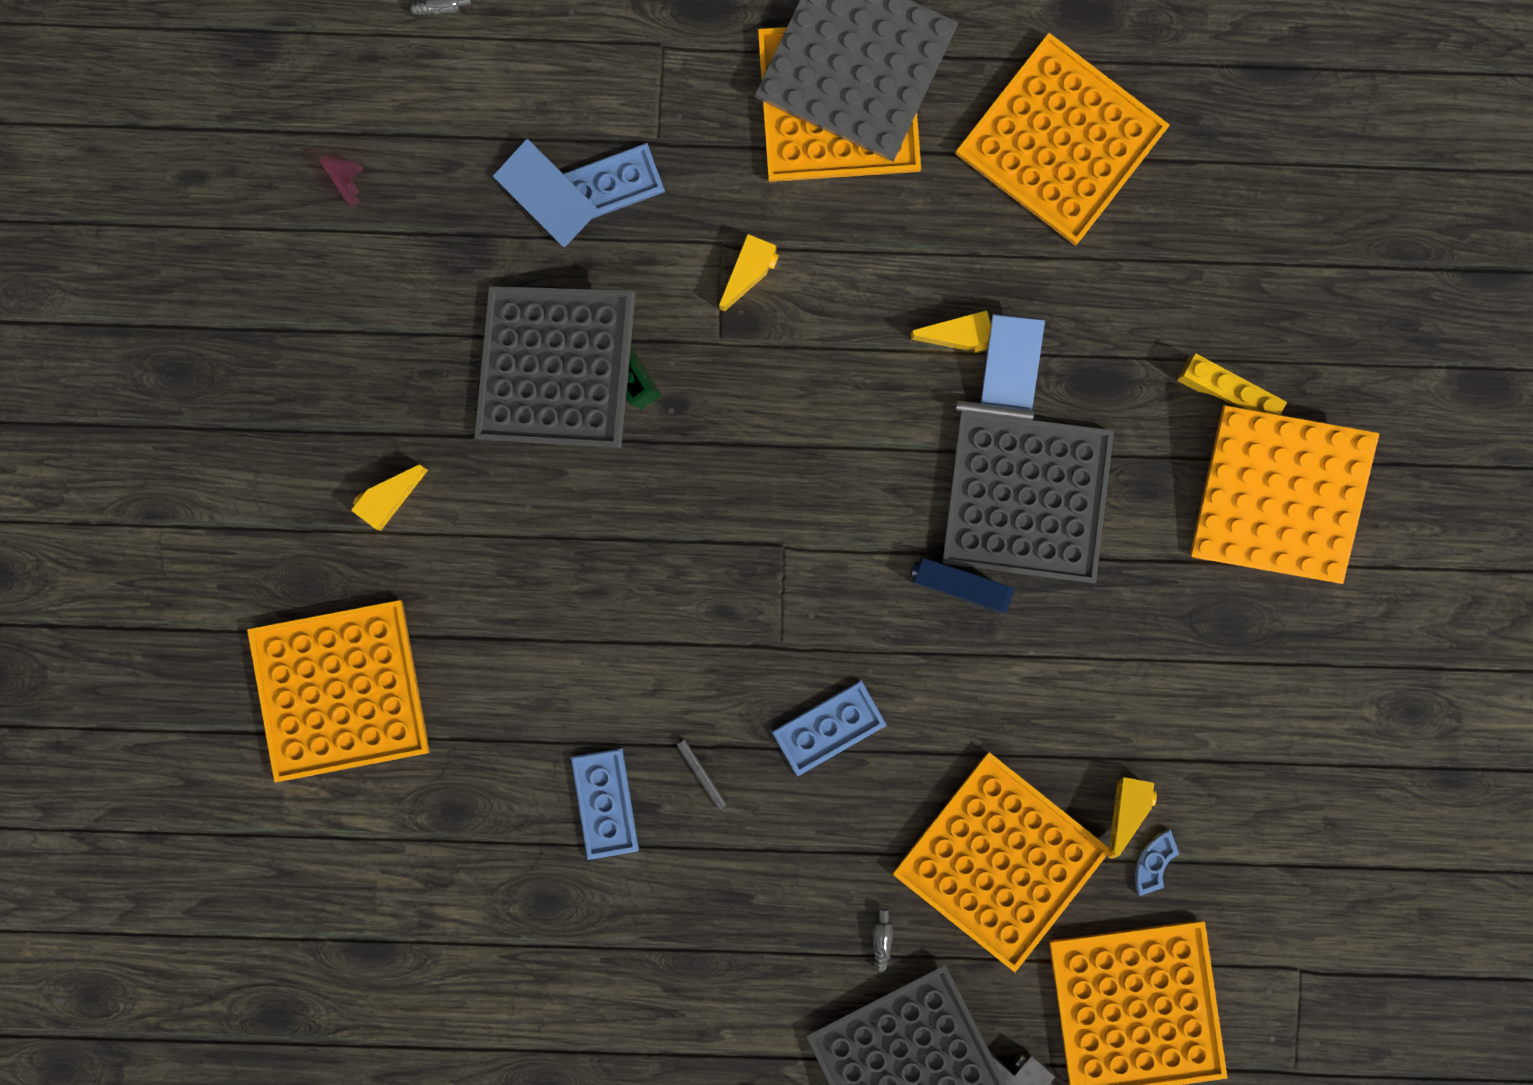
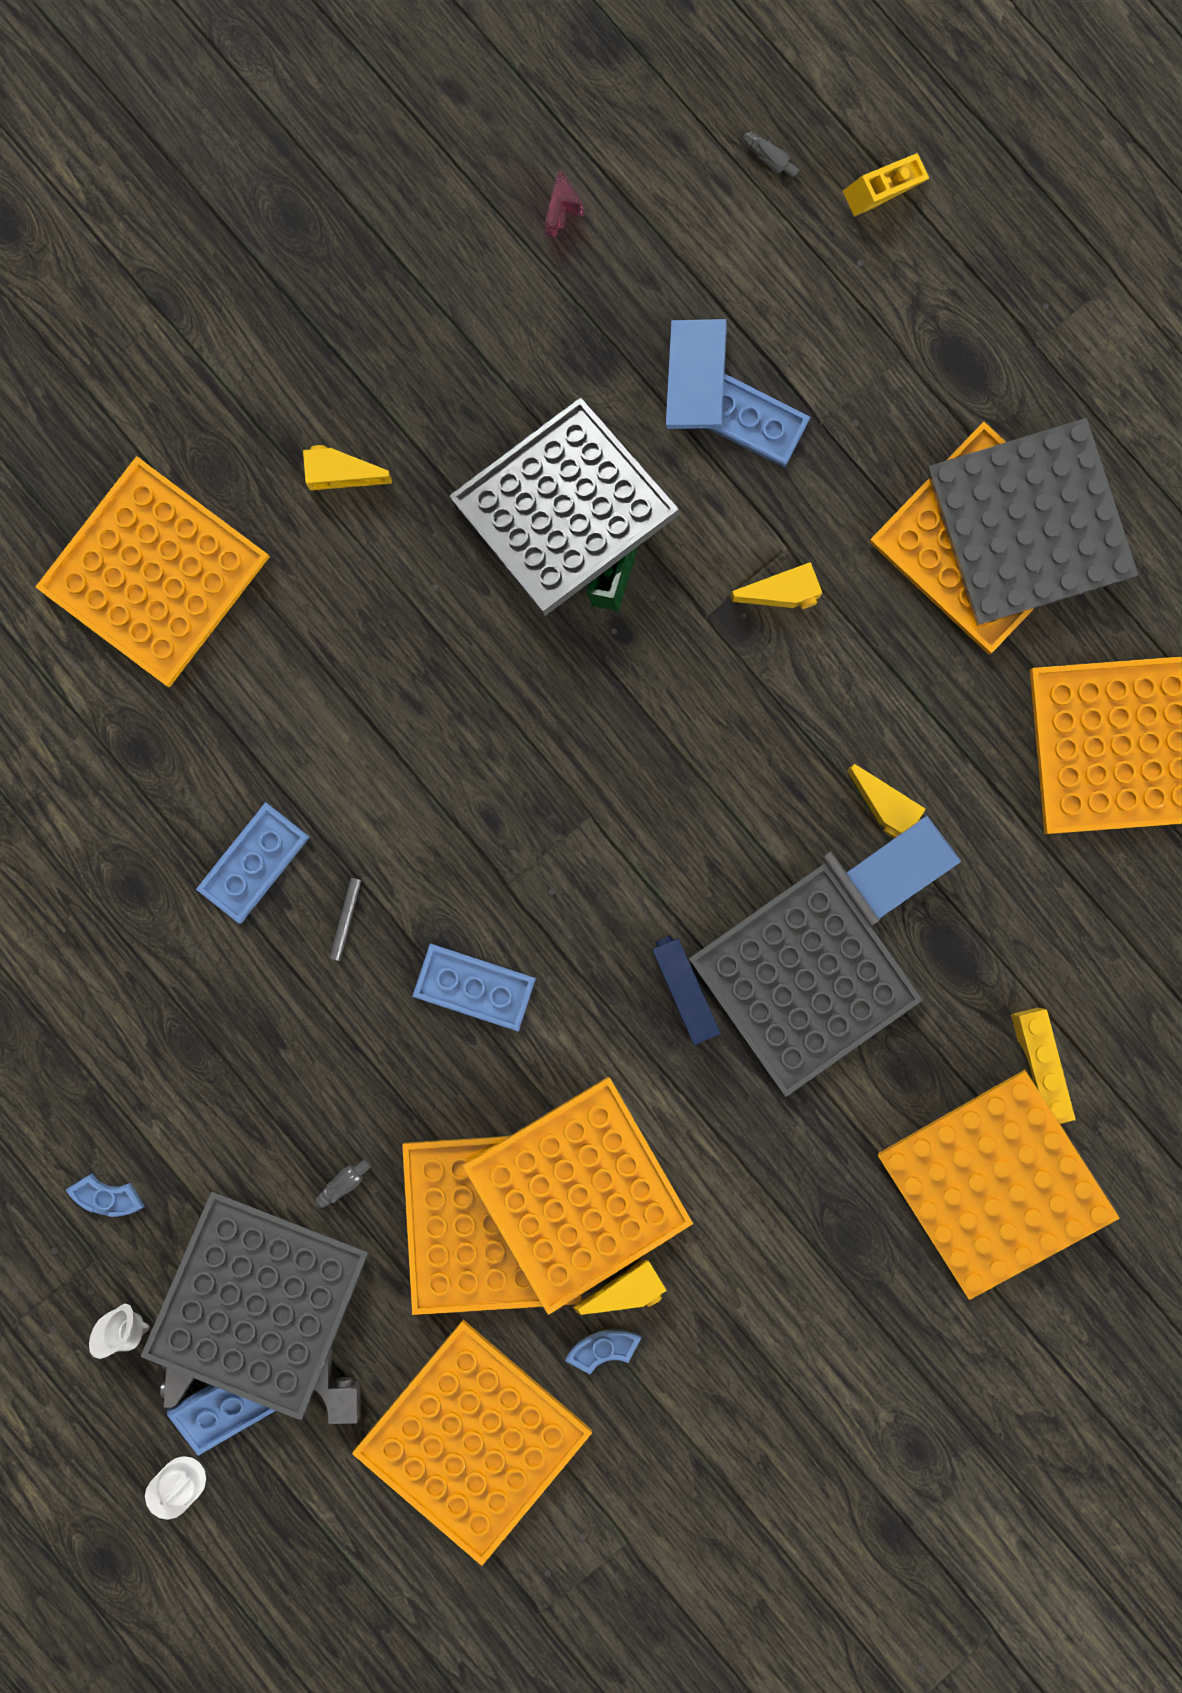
camera: 55 degrees right, 0 degrees up
(1035, 785) = (577, 1195): none -> light orange plate

